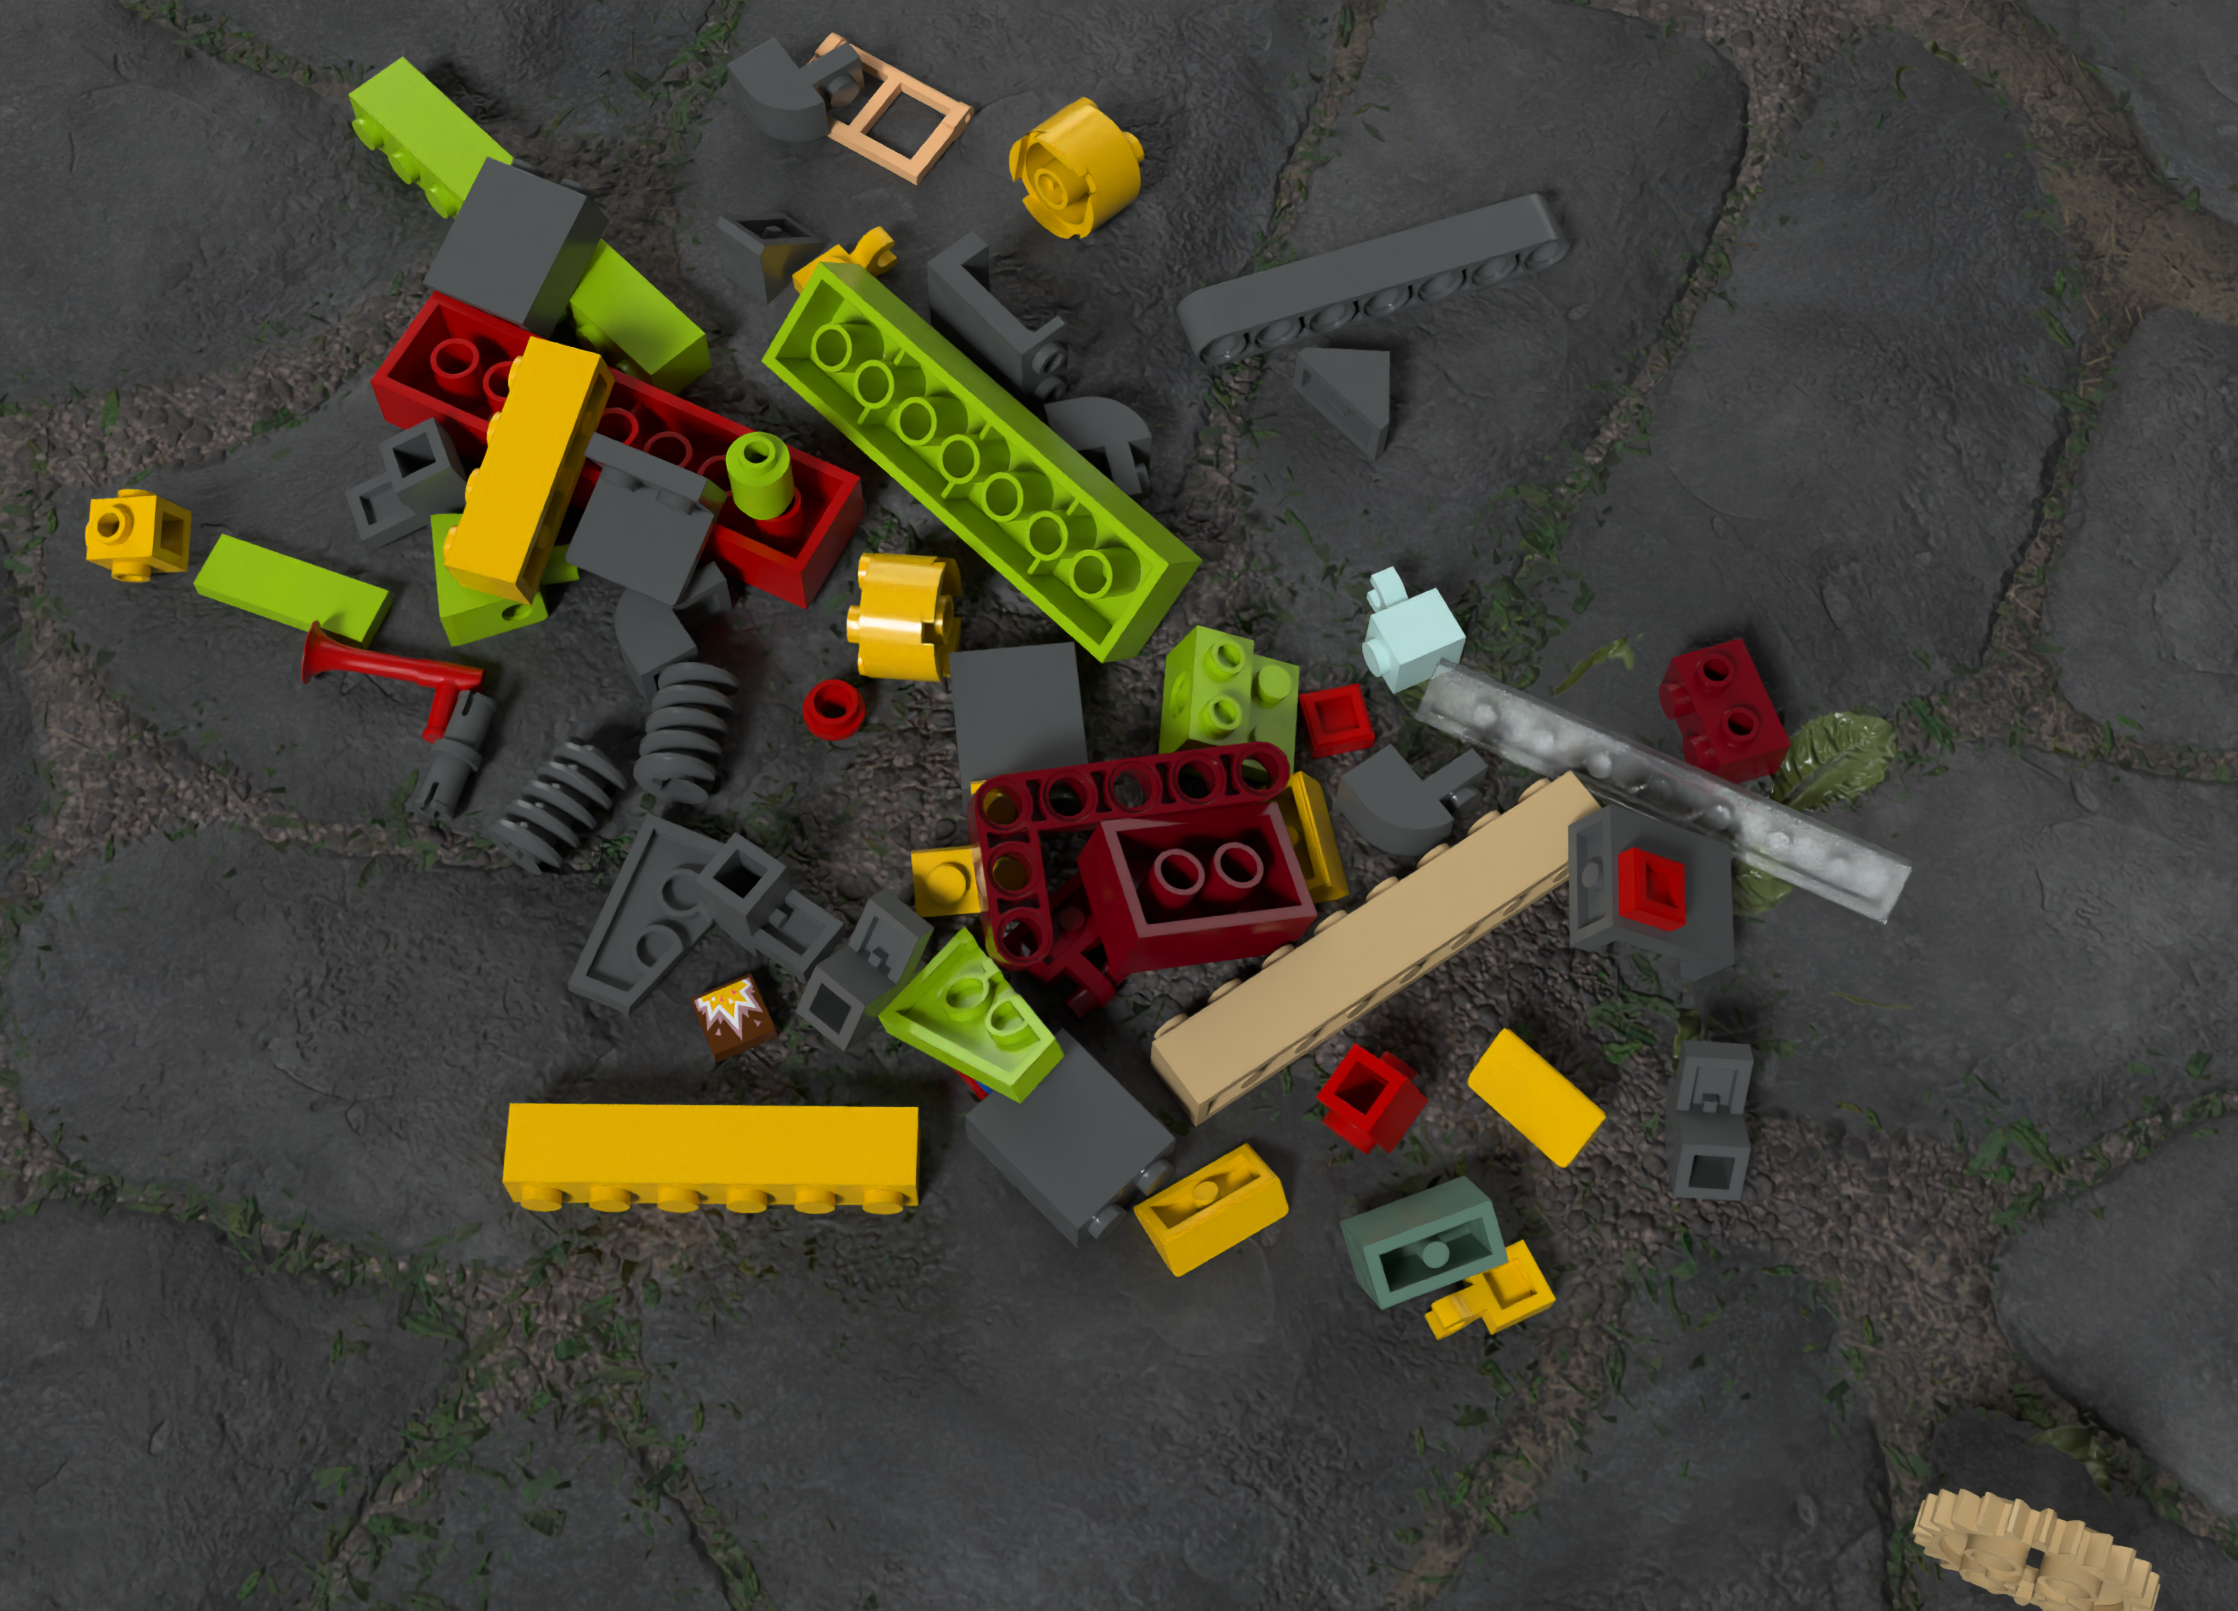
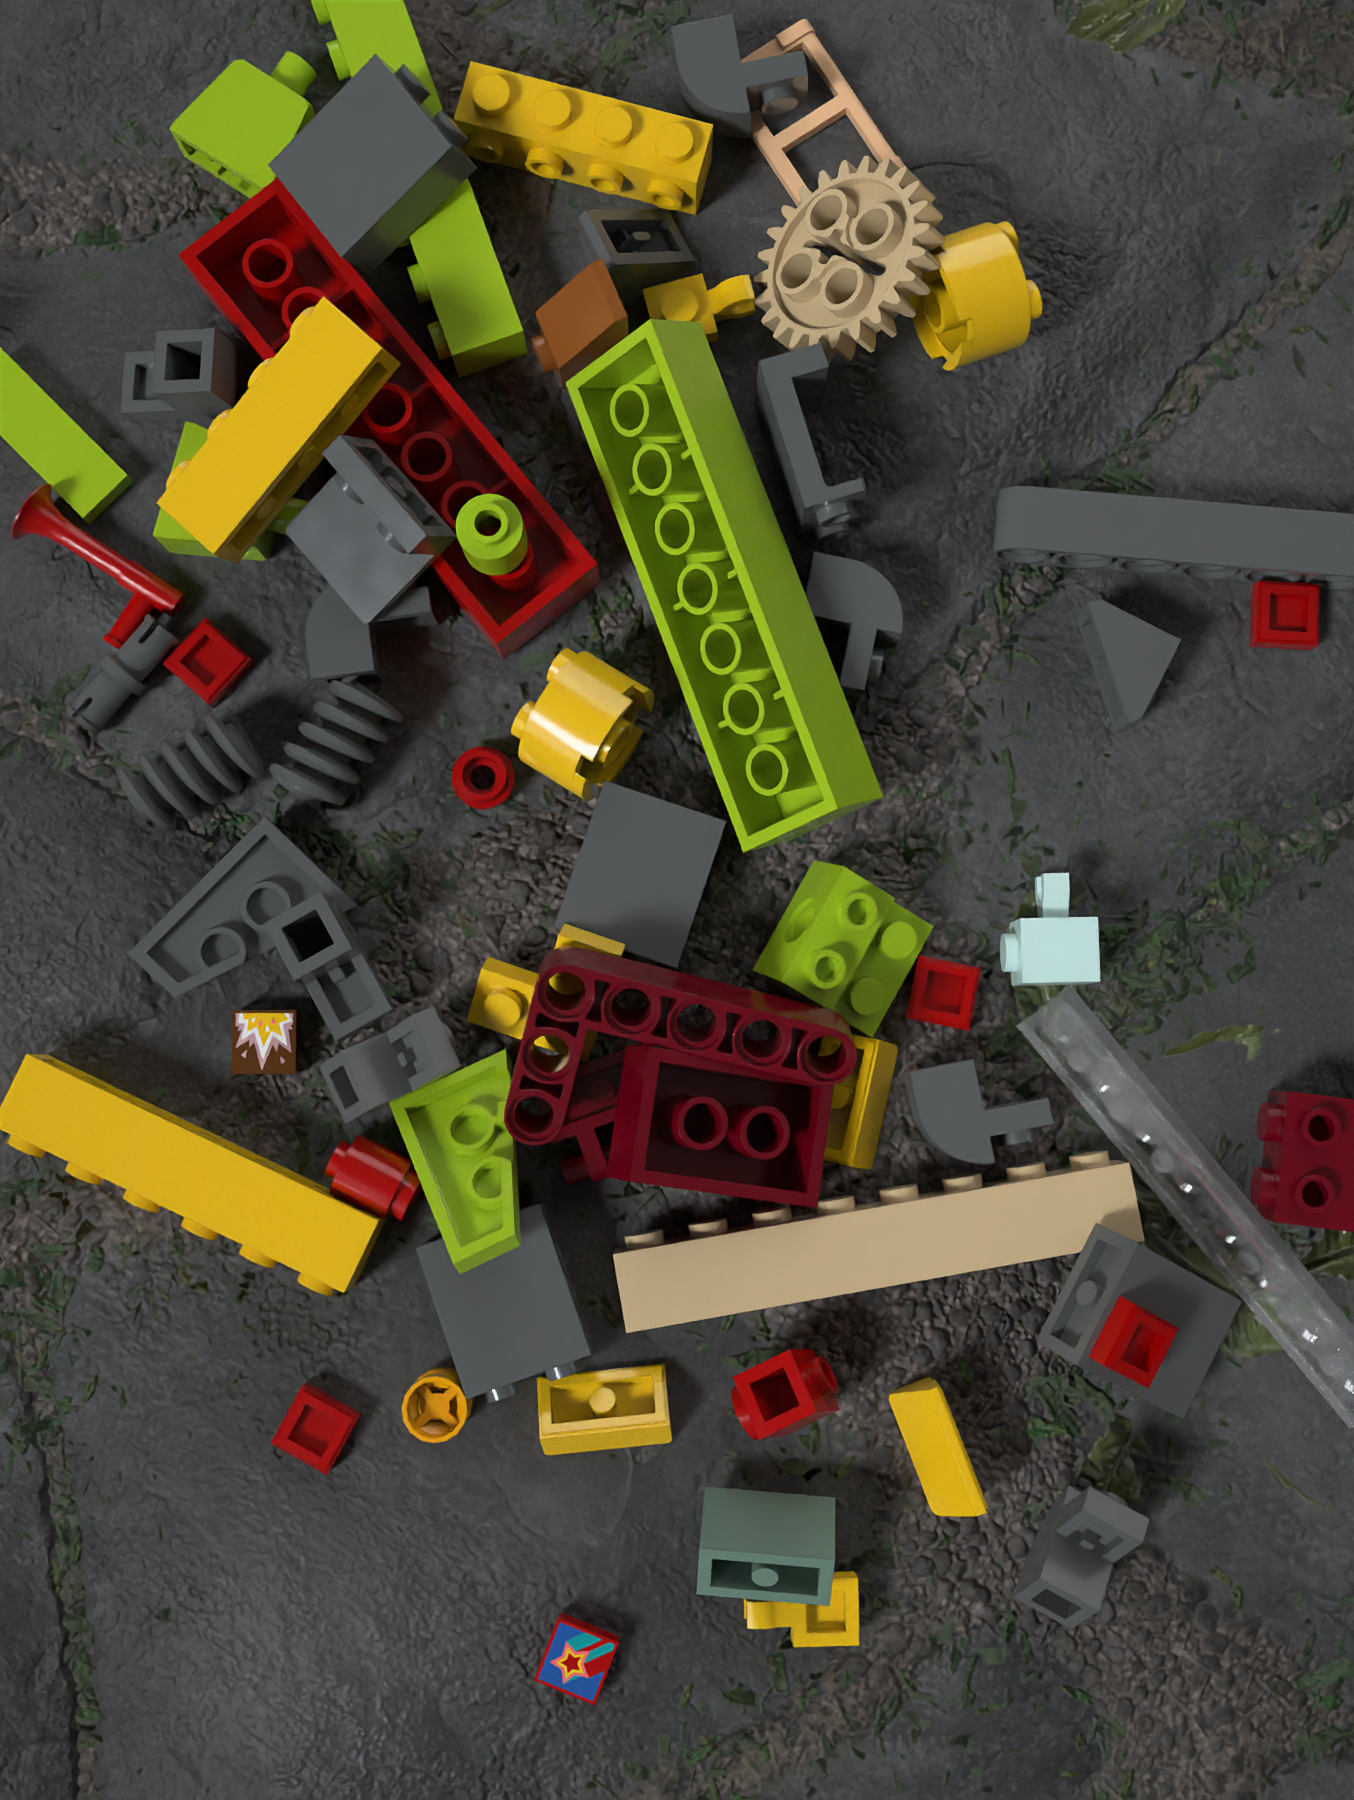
camera: 30 degrees right, 20 degrees up
(379, 276) = (246, 121): none -> lime torso
(532, 719) = (209, 663): none -> red tile
(693, 177) = (584, 138): none -> yellow brick
(753, 309) = (579, 323): none -> dark orange slope
(895, 1082) = (373, 1178): none -> red brick
(942, 1347) = (316, 1428): none -> red tile
(961, 173) = (861, 216): none -> tan gear
(1053, 1247) = (429, 1413): none -> light orange wheel
(1298, 1446) = (577, 1658): none -> tile
(1466, 315) = (1284, 615): none -> red tile

